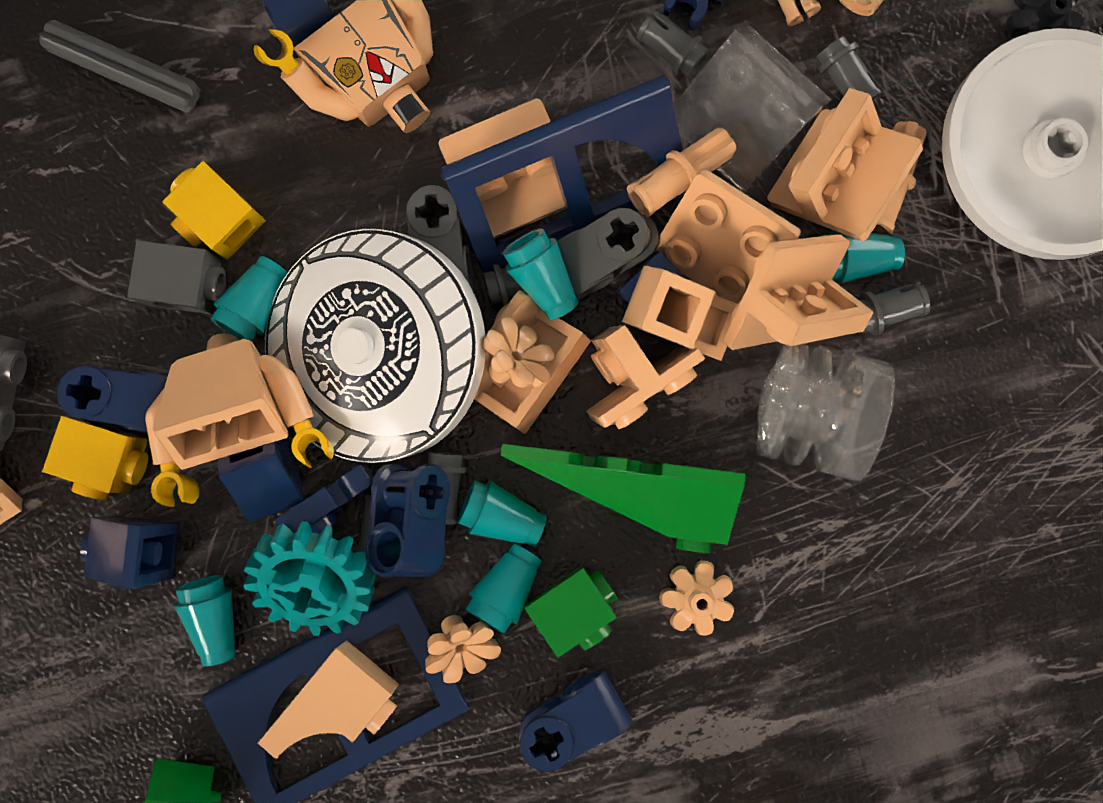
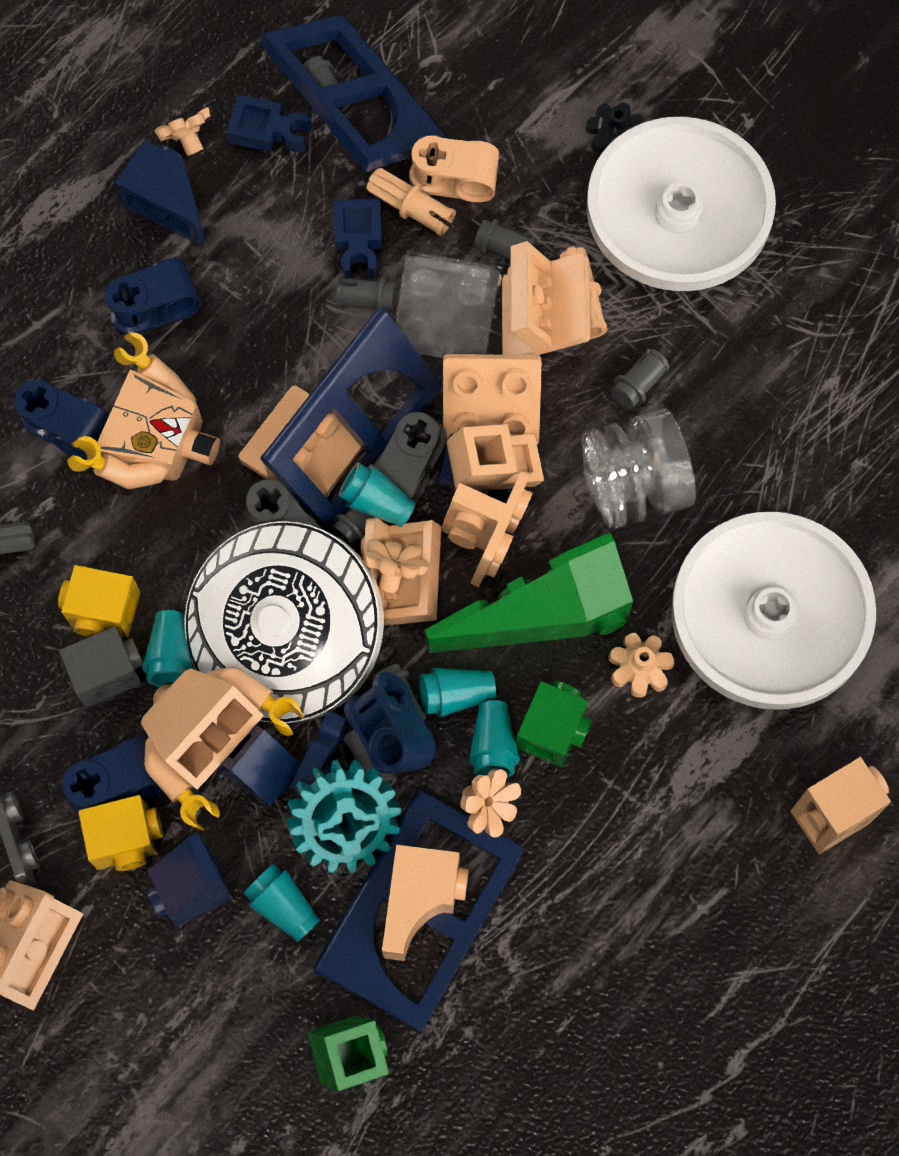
camera: 30 degrees left, 15 degrees down
(582, 717) = (608, 799): dark blue piece -> none
(679, 171) = (429, 370): light nougat axle -> none
(795, 296) = (564, 403): light nougat bracket -> none
(863, 639) = (773, 610): none -> white dish
(869, 257) = (589, 361): teal cone -> none

